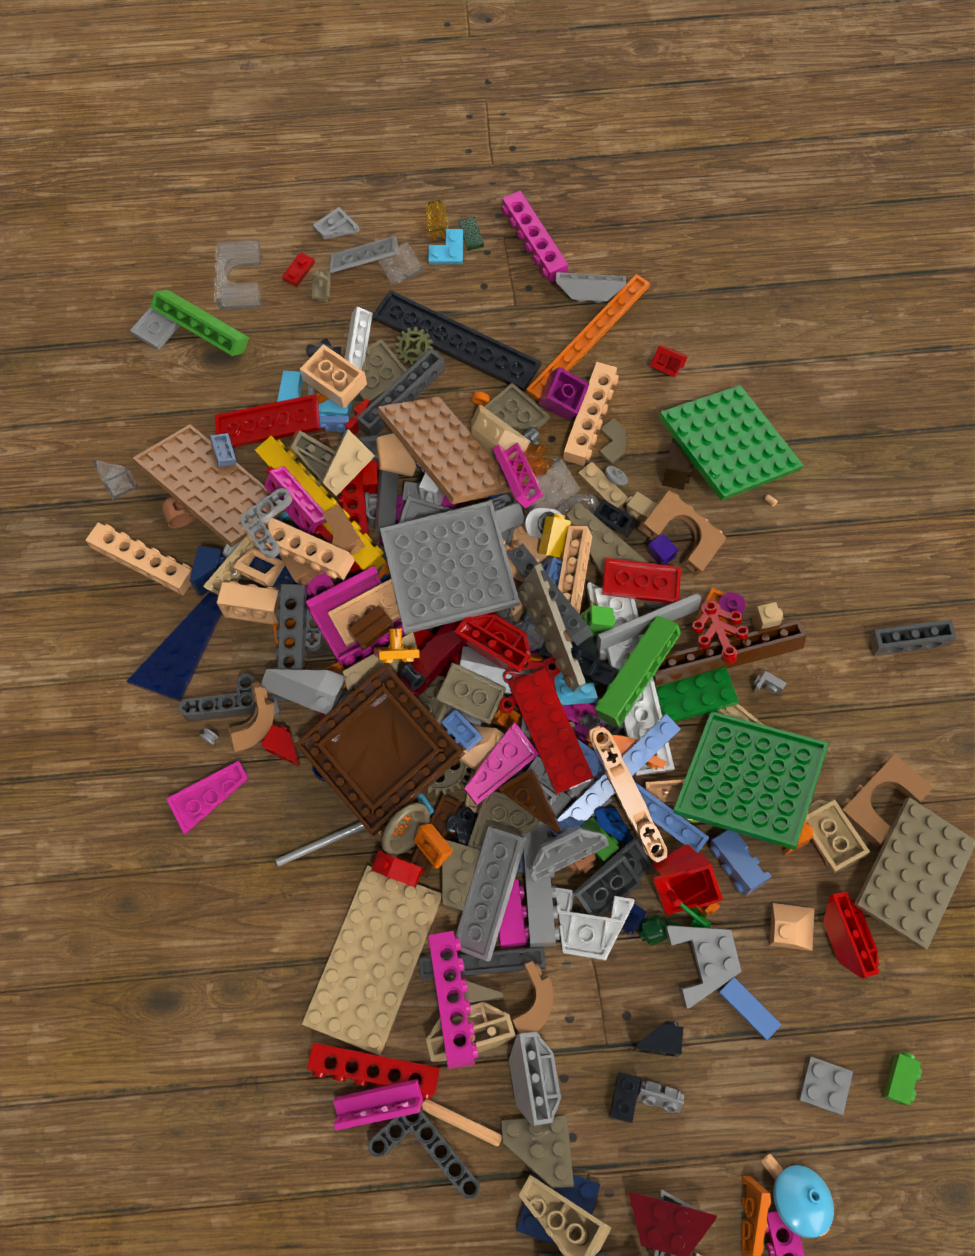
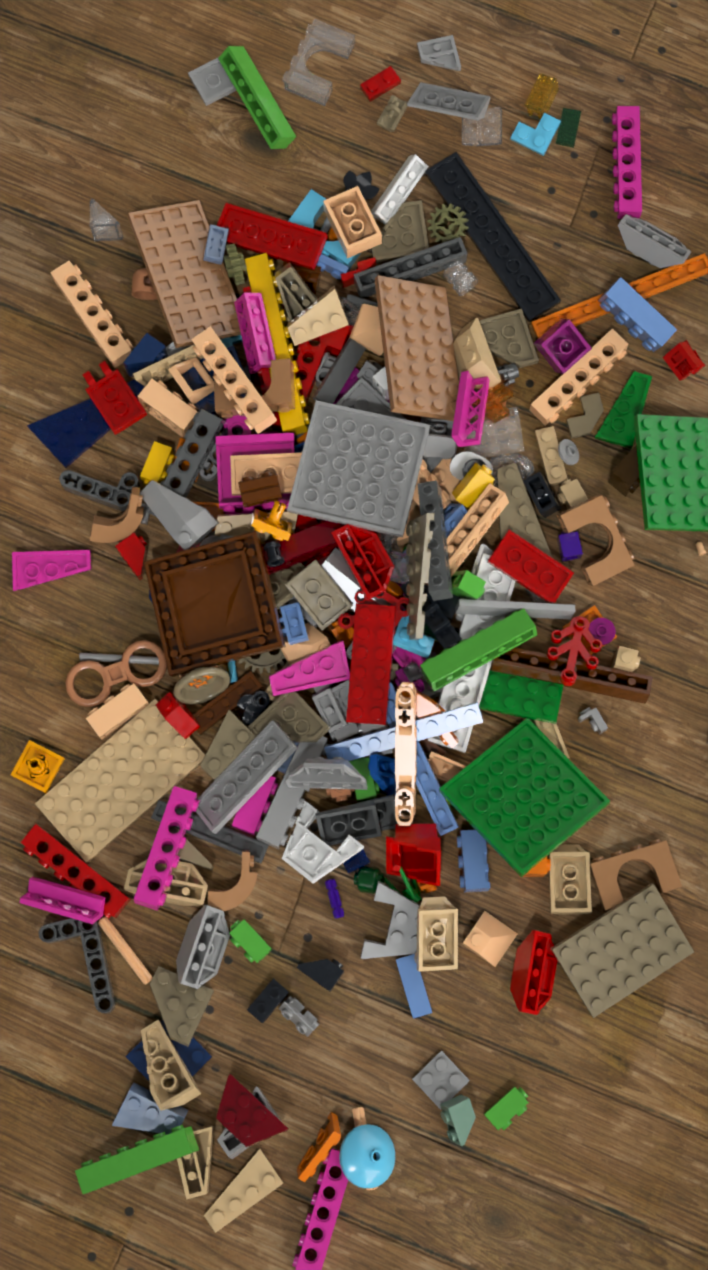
camera: 25 degrees right, 10 degrees up
(196, 619) = (114, 399): none -> red tile
(208, 736) = (74, 514): light grey bush -> none
(248, 458) = (235, 264): none -> olive gear
(258, 523) = (207, 344): light grey beam -> none
(263, 655) = (157, 463): none -> yellow brick
(277, 978) = (32, 755): none -> light orange plate
(318, 861) = (115, 673): none -> nougat bar
(337, 894) = (117, 711): none -> light nougat brick
(432, 845) = (218, 710): orange slope -> none
(447, 382) = (458, 275): none -> clear wheel
(480, 398) = (483, 310): orange tile -> none
(529, 794) = (321, 709): reddish brown wing -> none
(575, 1047) = (248, 938): none -> bright green brick
(611, 340) = (637, 315): none -> medium blue brick
(631, 964) = (334, 898): none -> dark purple axle
(646, 426) = (619, 423): none -> green wing
(747, 948) = (437, 935): none -> tan slope
(866, 1114) = (459, 1118): none -> sand green slope

